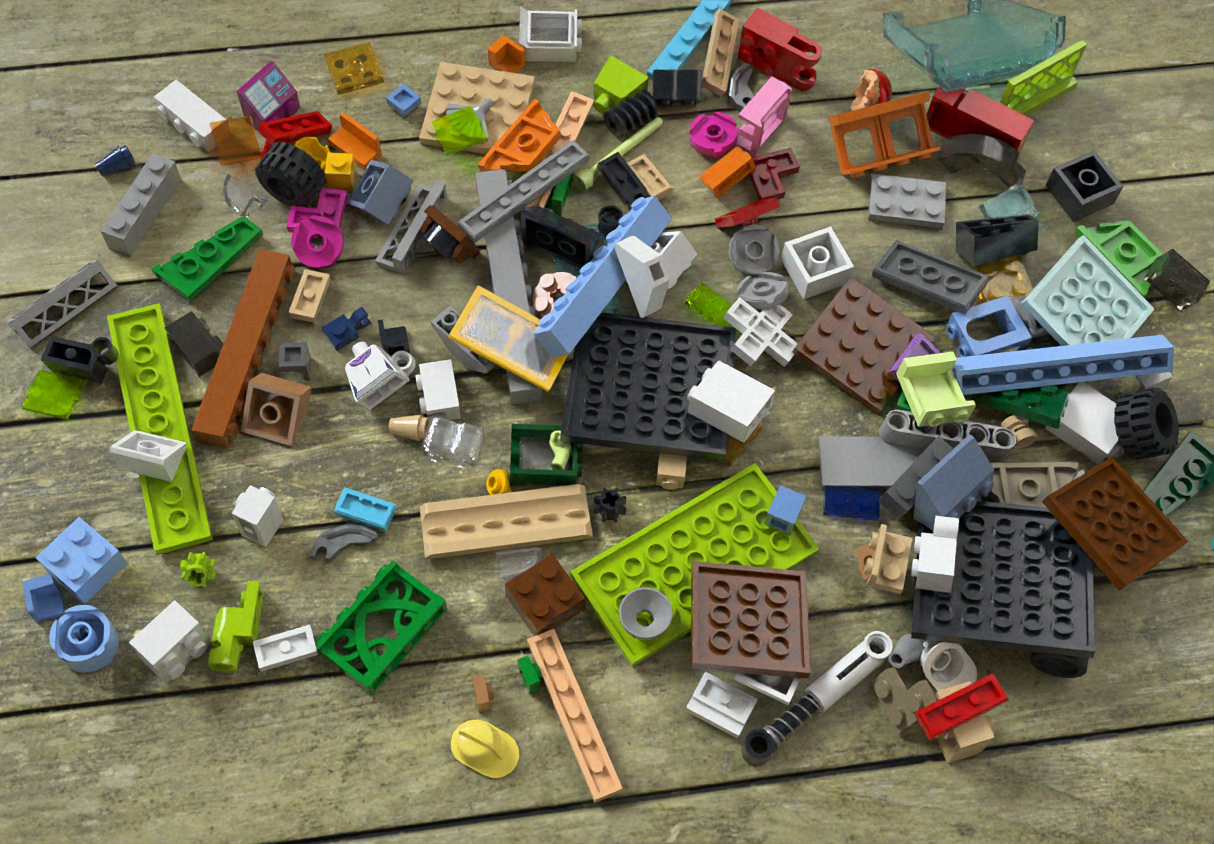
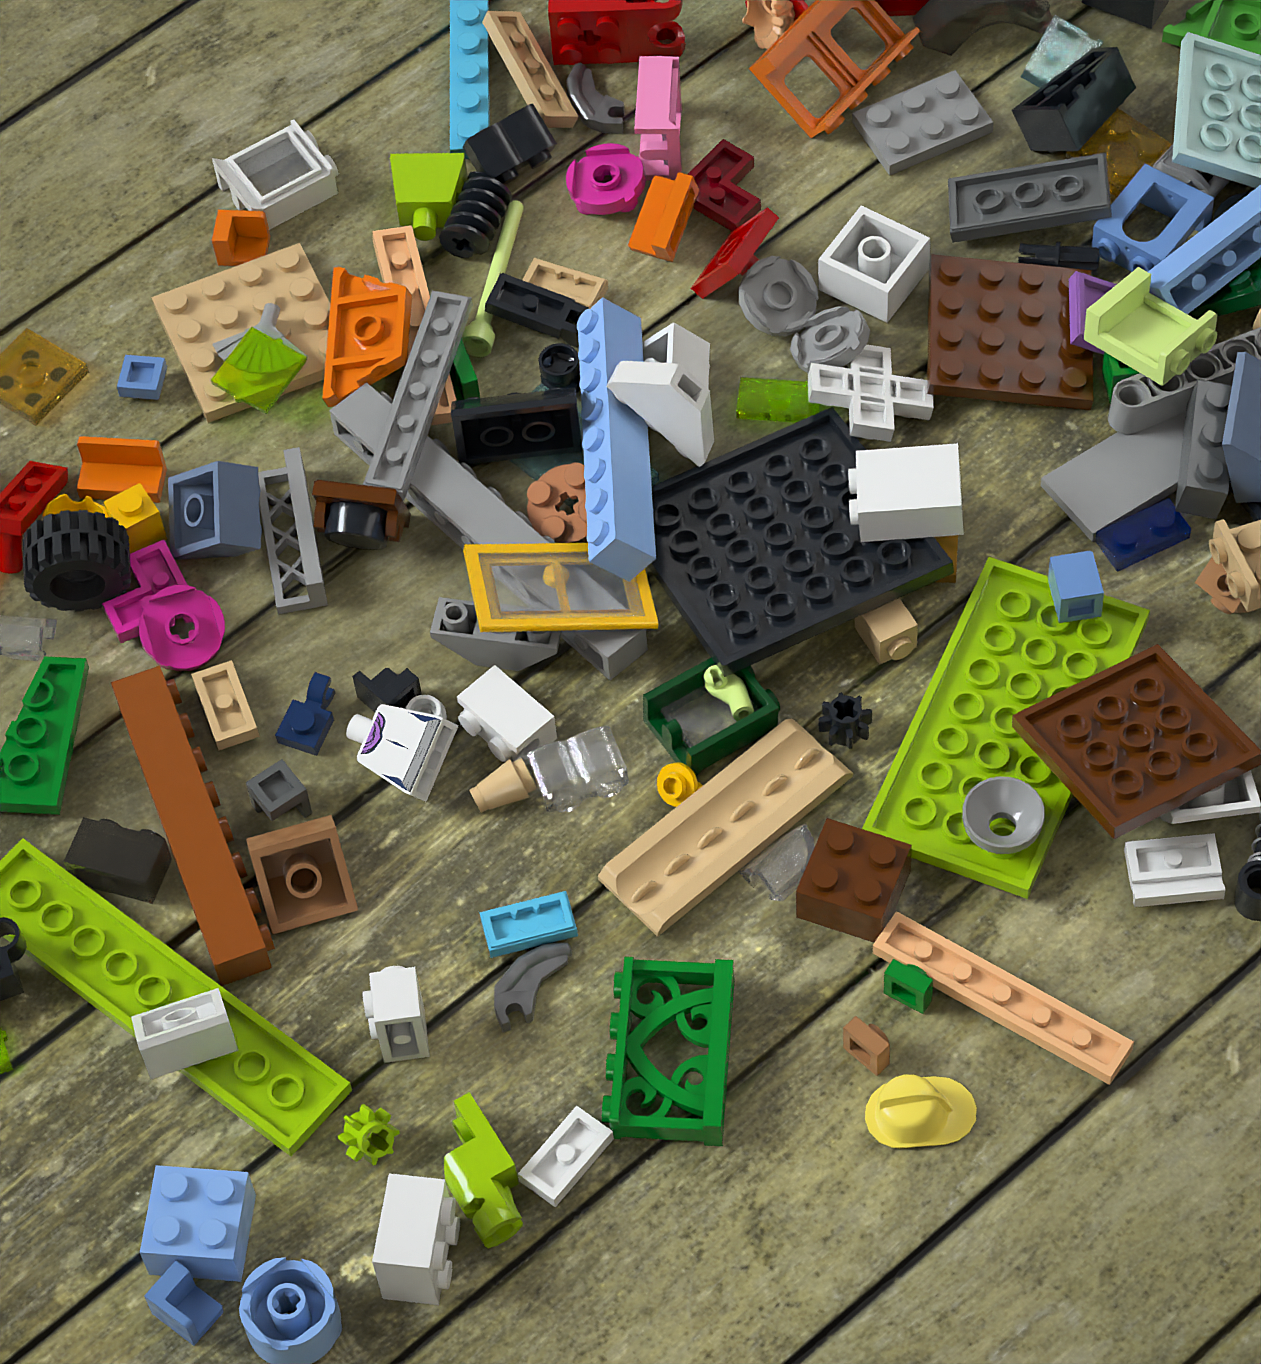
camera: 25 degrees left, 5 degrees down
(923, 319) = (1060, 256): none -> black axle

